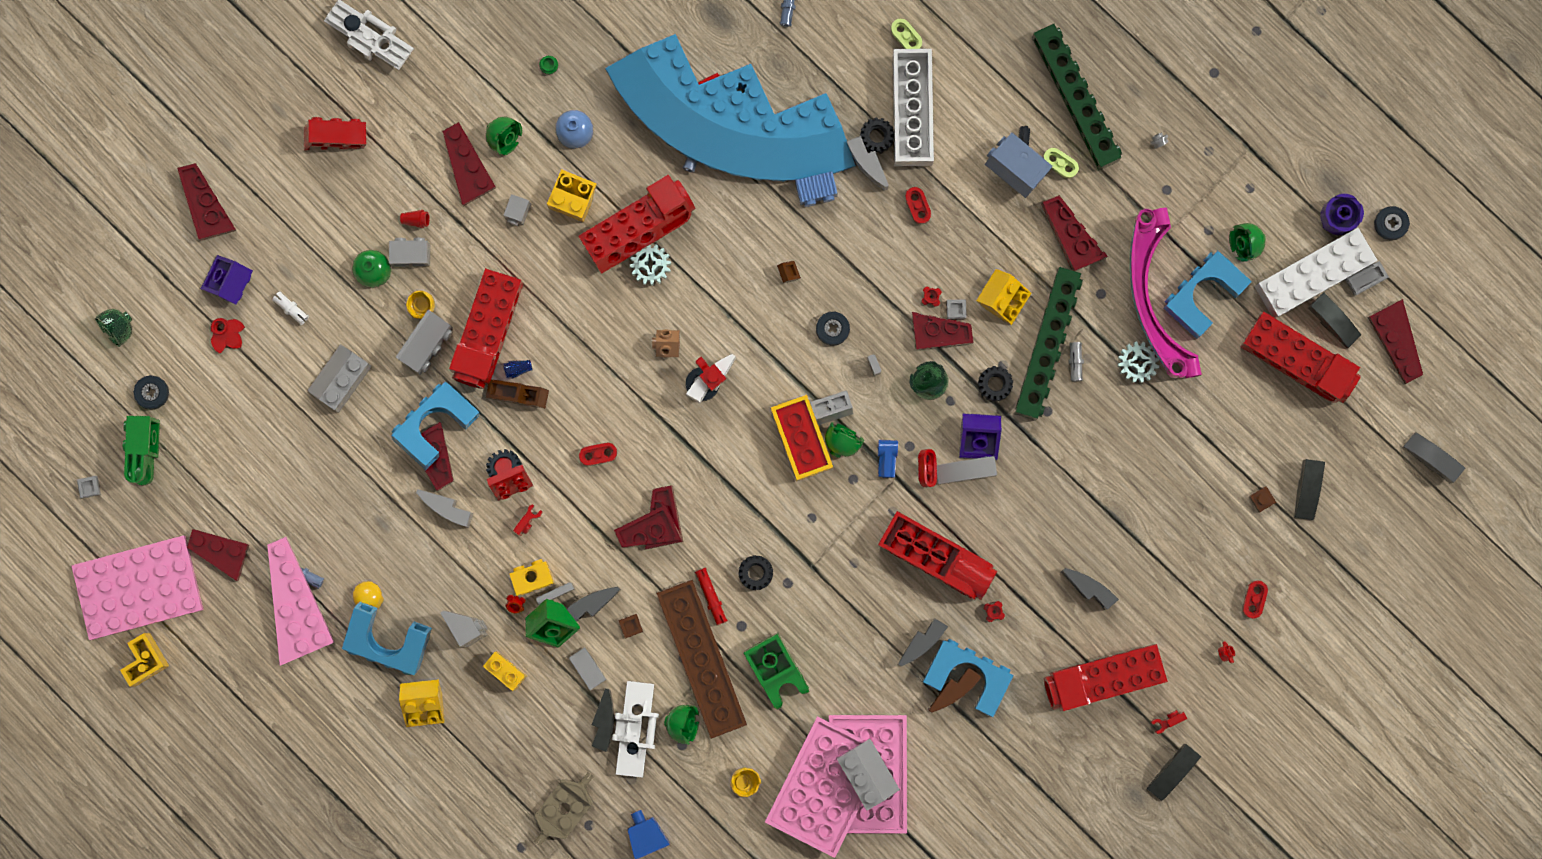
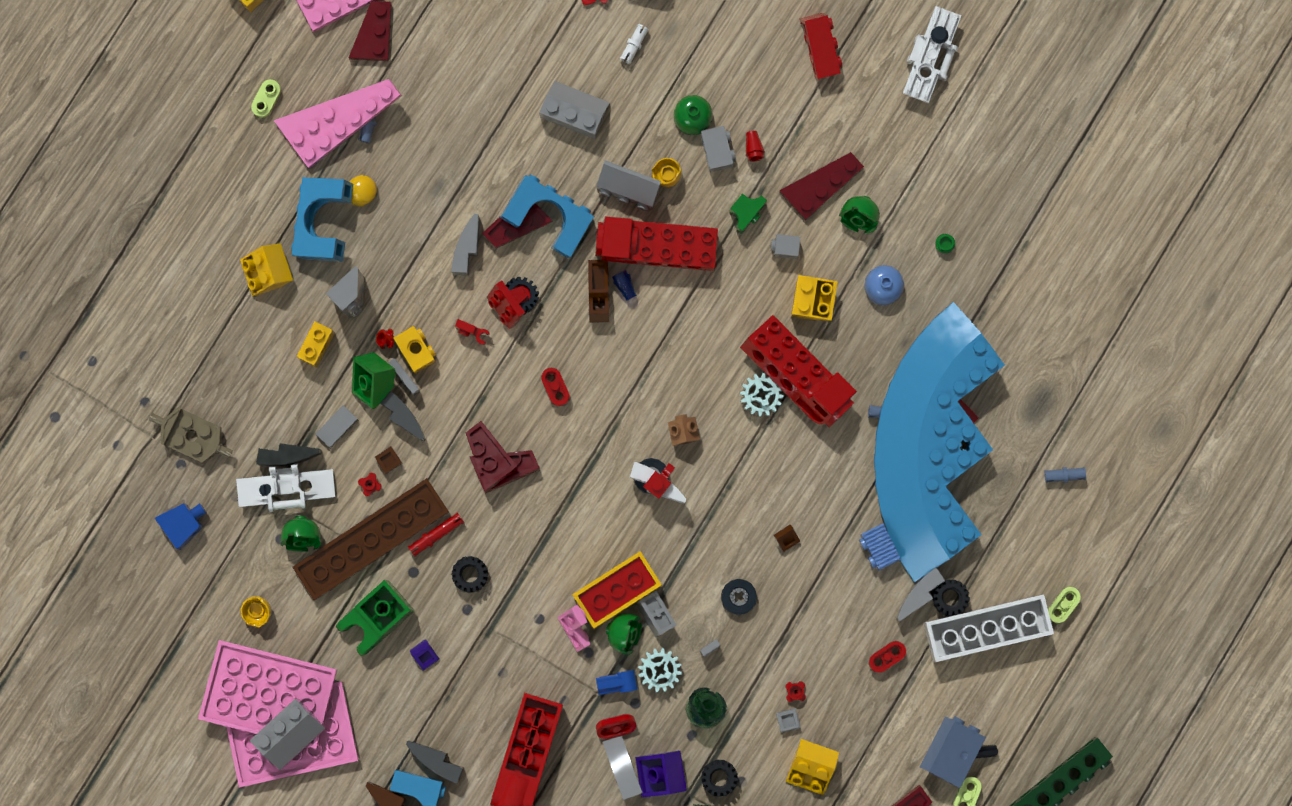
camera: 75 degrees right, 0 degrees up
(256, 668) = (267, 98): none -> yellowish green plate
(475, 238) = (747, 211): none -> green brick
(646, 653) = (371, 478): none -> red plate
(821, 632) = (424, 654): none -> dark purple slope
(823, 487) = (572, 622): none -> bright pink plate
(878, 422) = (648, 663): none -> light aqua gear
(939, 332) = (759, 707): dark red wing -> none

